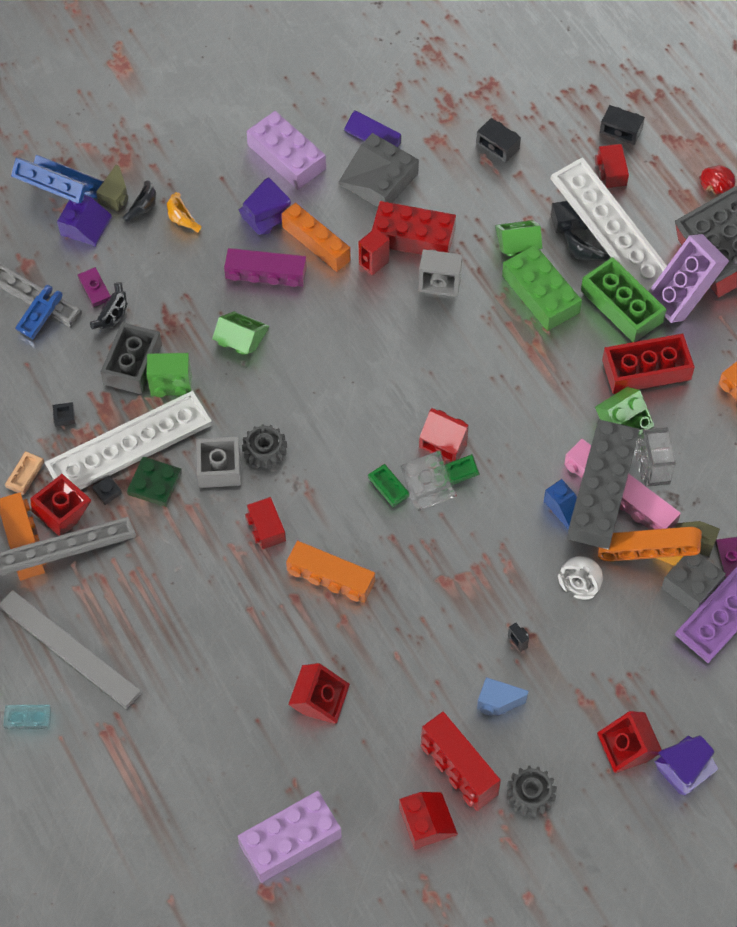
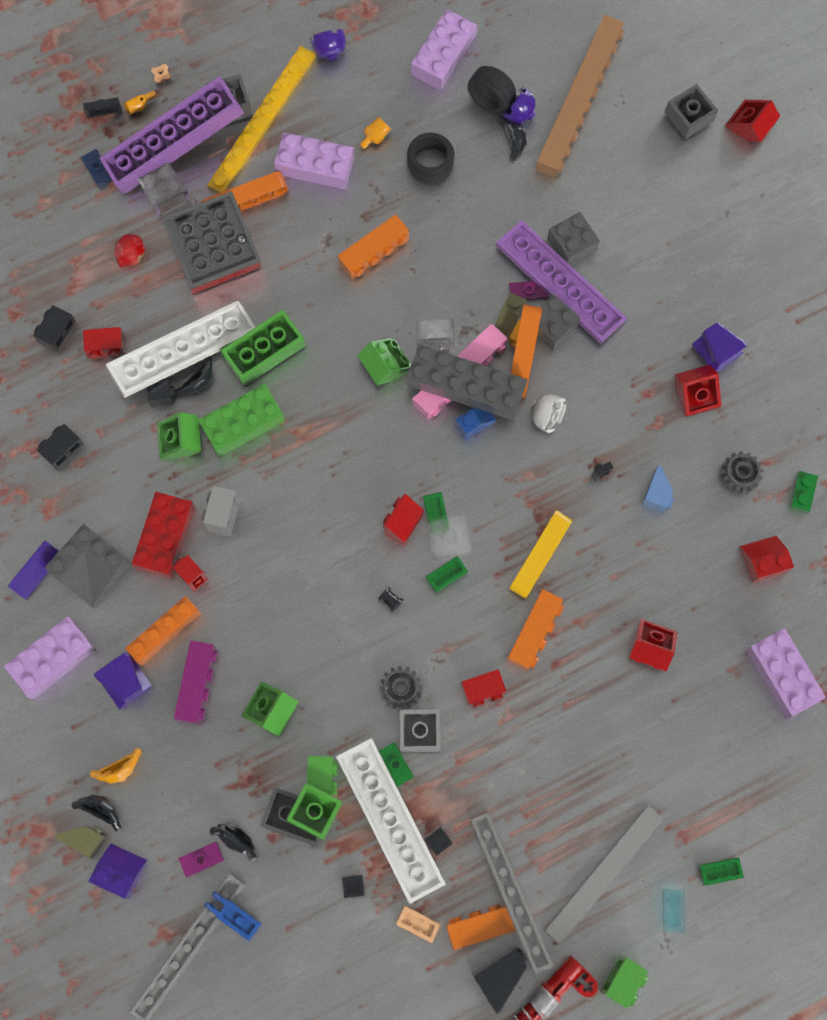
camera: 90 degrees left, 15 degrees up
(56, 178) = (78, 906): fence -> none
(60, 504) = (460, 884): red slope -> none
(67, 766) = (721, 871): none -> green plate
(129, 357) = (314, 811): none -> bright green slope
(154, 481) = (431, 795): dark green plate -> none
(182, 448) = (396, 764): none -> green plate
(358, 433) = (390, 599): none -> black bush
(417, 576) = (541, 554): none -> yellow beam
(459, 761) = (720, 527): red brick -> none
(514, 867) = (804, 491): none -> green plate
(648, 363) = (334, 334): red brick -> none
(688, 277) = (255, 283): lavender brick -> none

